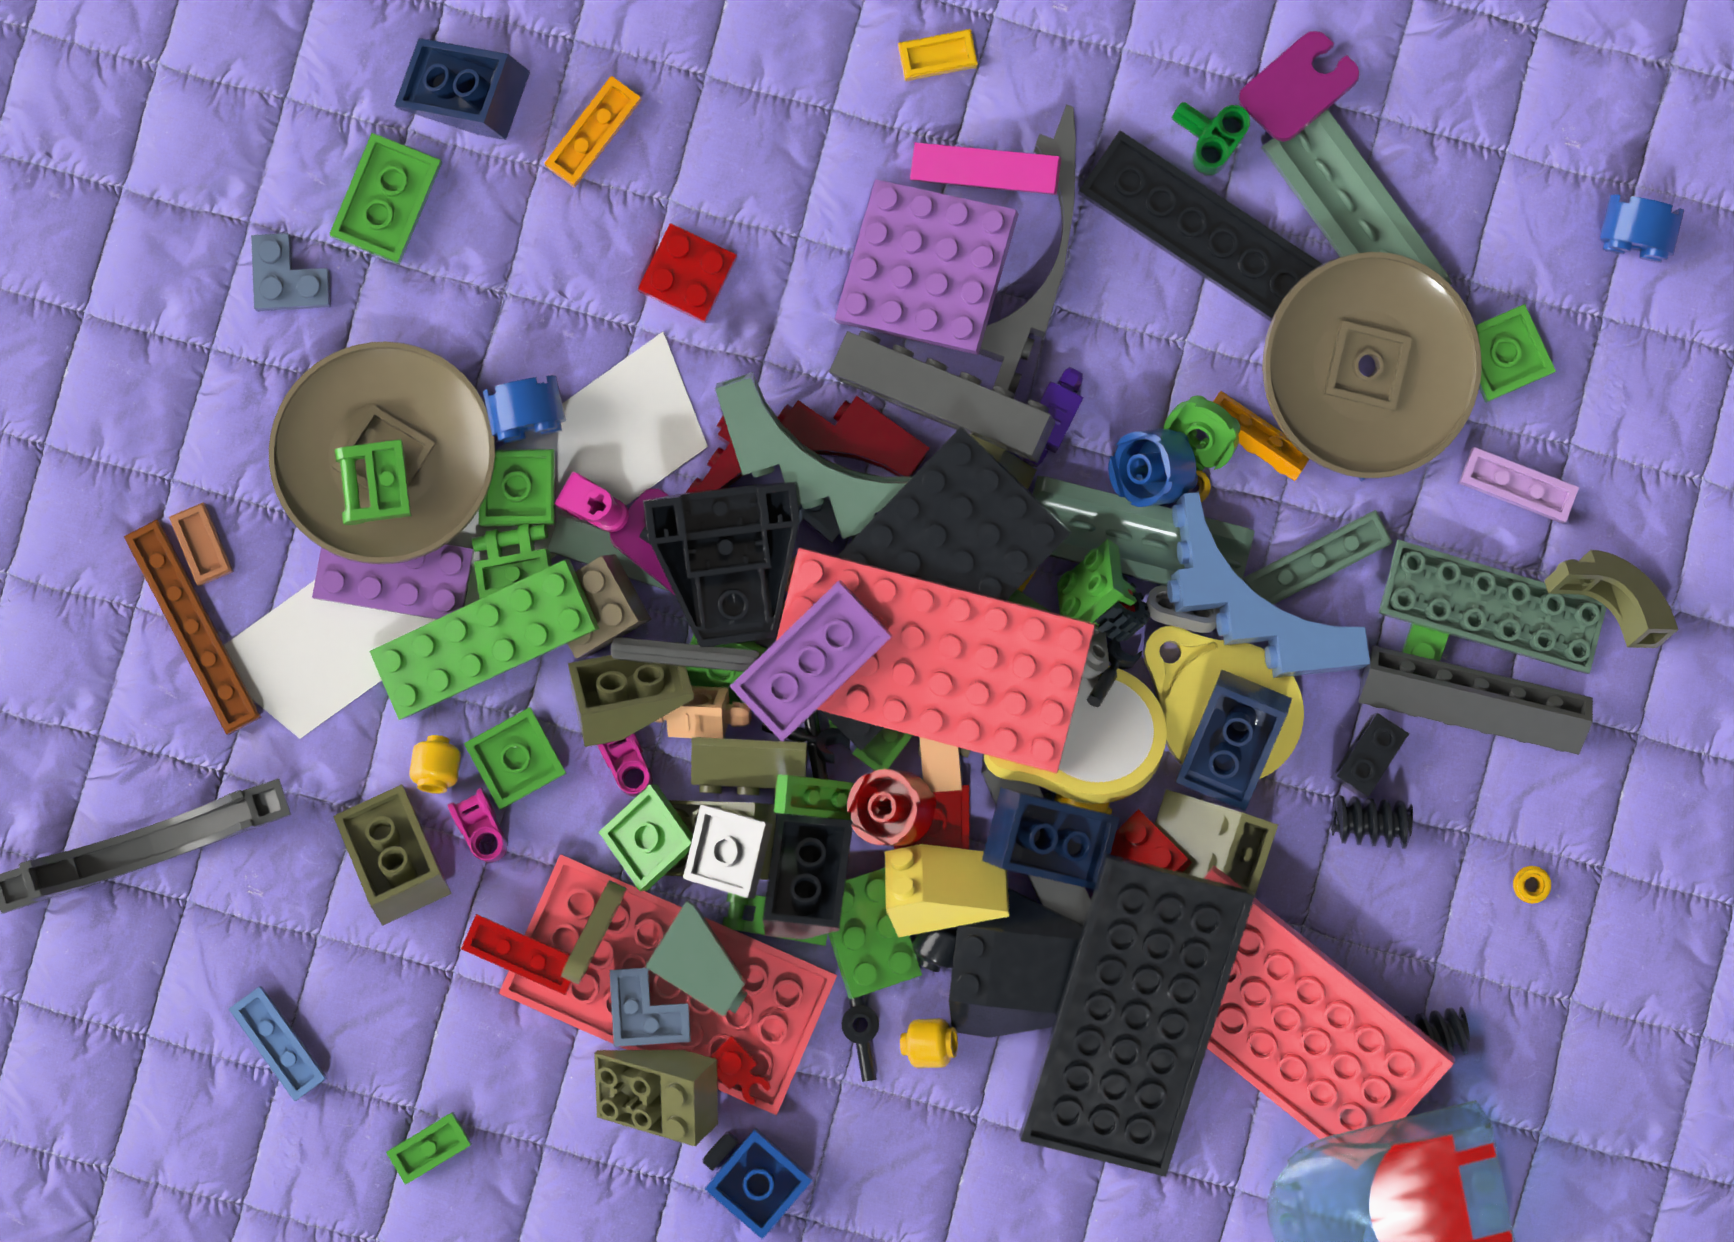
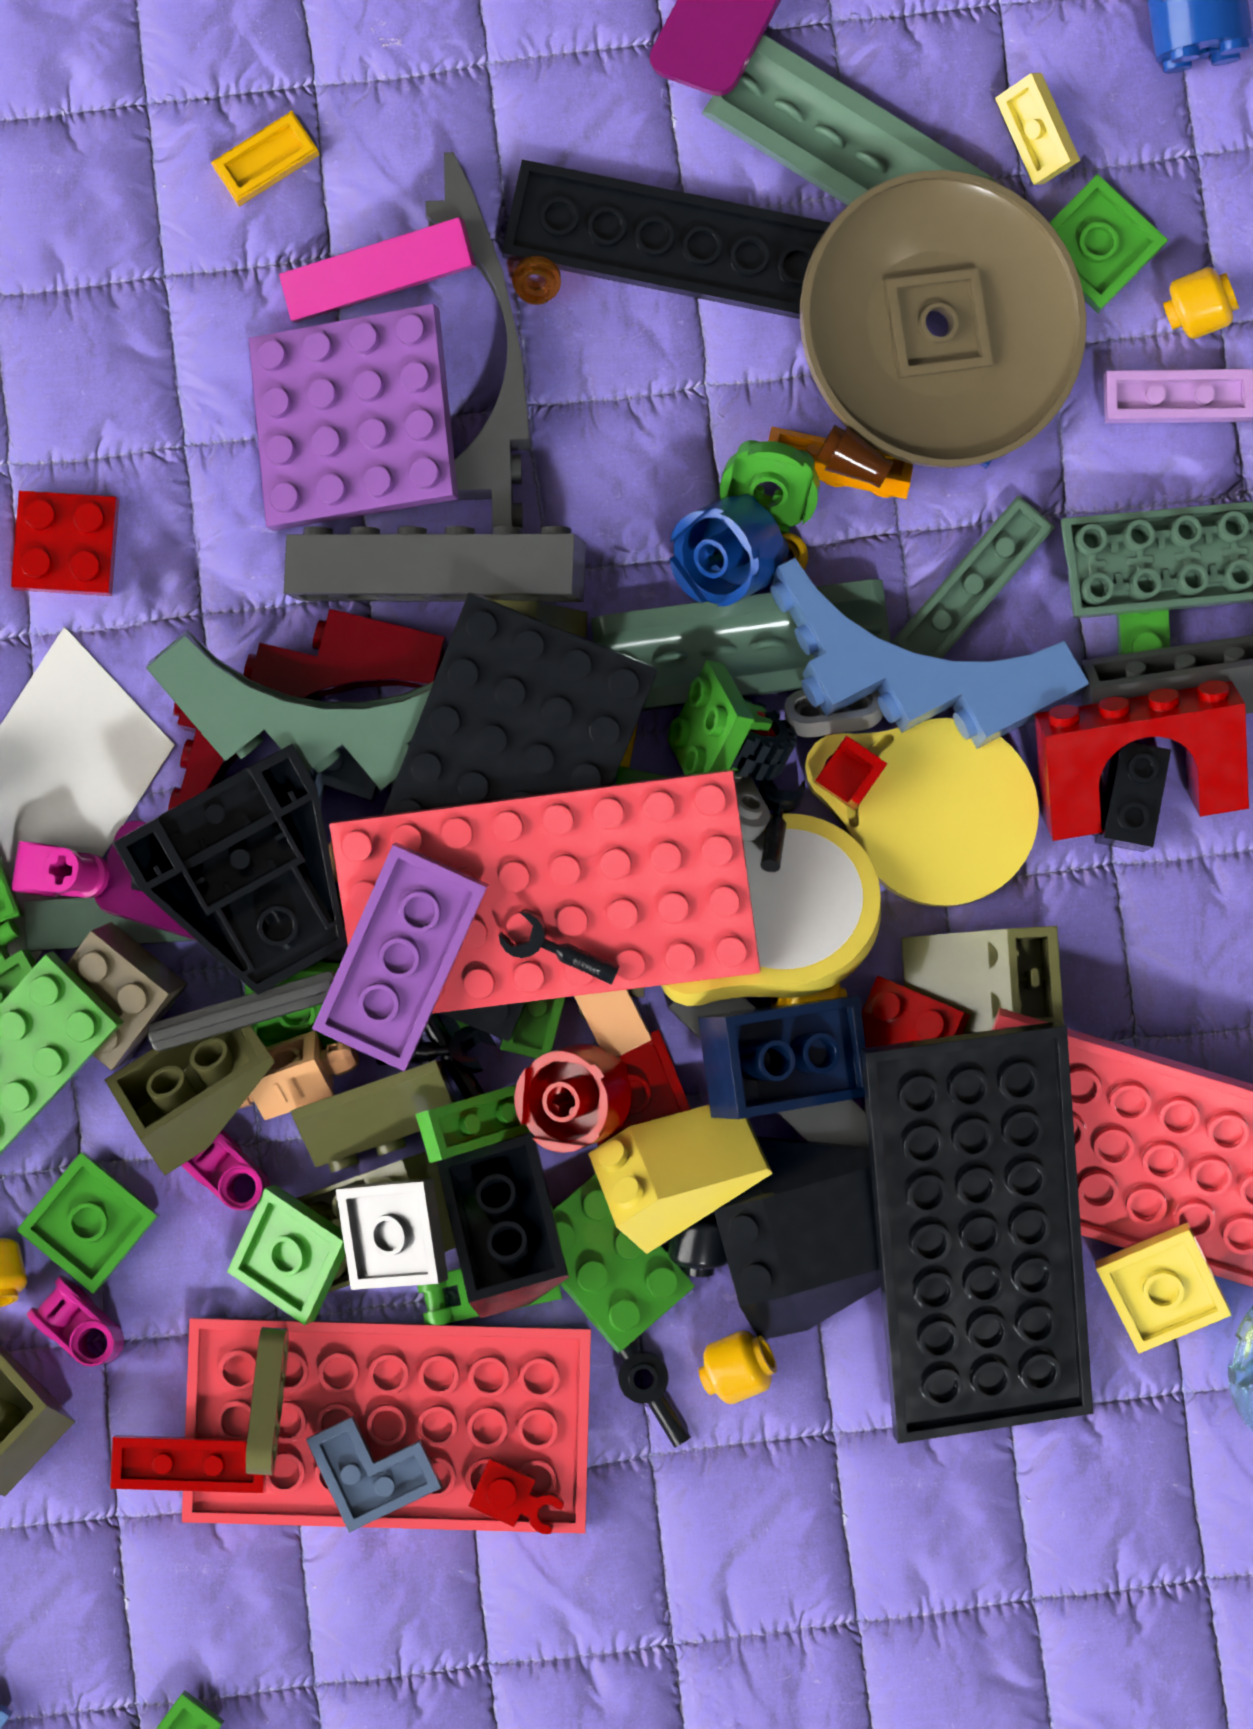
camera: 15 degrees left, 0 degrees up
(658, 1092) = (428, 1565): olive slope -> none
(698, 962) = (411, 1387): sand green slope -> none
(720, 1150) = (532, 1605): black tile -> none
(758, 1183) = (596, 1628): blue brick -> none
(927, 705) = (565, 953): none -> black piece
(1062, 406) = (588, 521): dark purple piece -> none
(1092, 227) = (533, 291): none -> clear orange plate
(1176, 659) = (850, 773): none -> red panel
(1212, 134) = (637, 120): green beam -> none
(1233, 740) = (960, 844): dark blue slope -> none
(1250, 1108) = (1163, 1288): none -> light yellow plate
(1267, 436) = (853, 457): none -> reddish brown cone
(1349, 700) = (1081, 739): none -> red arch
(1372, 820) = (1168, 874): black piece -> none
(1495, 254) = (1037, 128): none -> light yellow plate
(1561, 425) = (1201, 303): none -> yellow head

